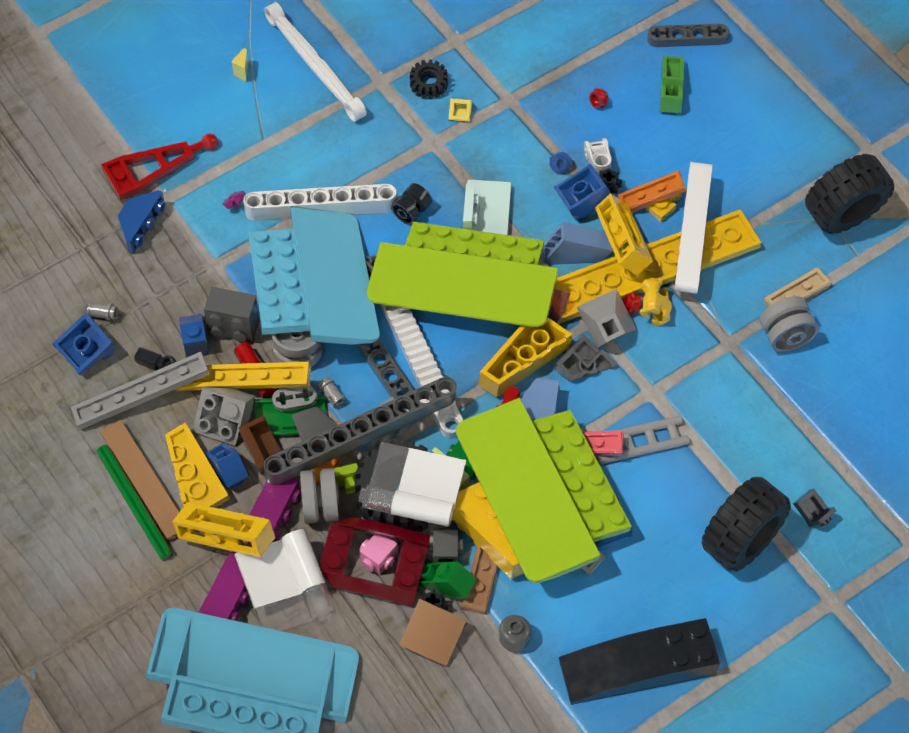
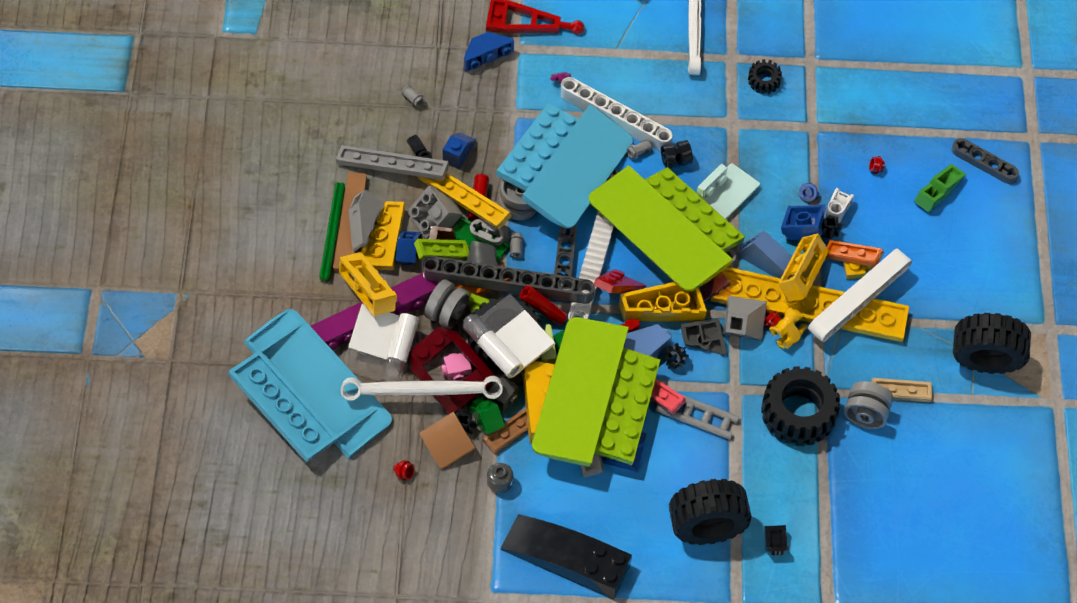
camera: 35 degrees right, 0 degrees up
(84, 344) = (383, 110): blue slope -> none
(157, 465) = (362, 215): none -> light grey slope
(232, 314) = (489, 149): dark grey brick -> none
(269, 443) = (442, 248): none -> lime plate
(367, 226) = (638, 149): none -> light grey pin
(367, 598) = (421, 388): none -> white piece
(412, 693) = (404, 470): none -> red plate
(414, 432) = (543, 305): none -> red piece
(460, 110) = (769, 112): light yellow slope -> none
(465, 364) = (617, 282): none -> red wing
(572, 392) = (671, 359): none -> black gear
(725, 391) = (800, 383): none -> black tyre

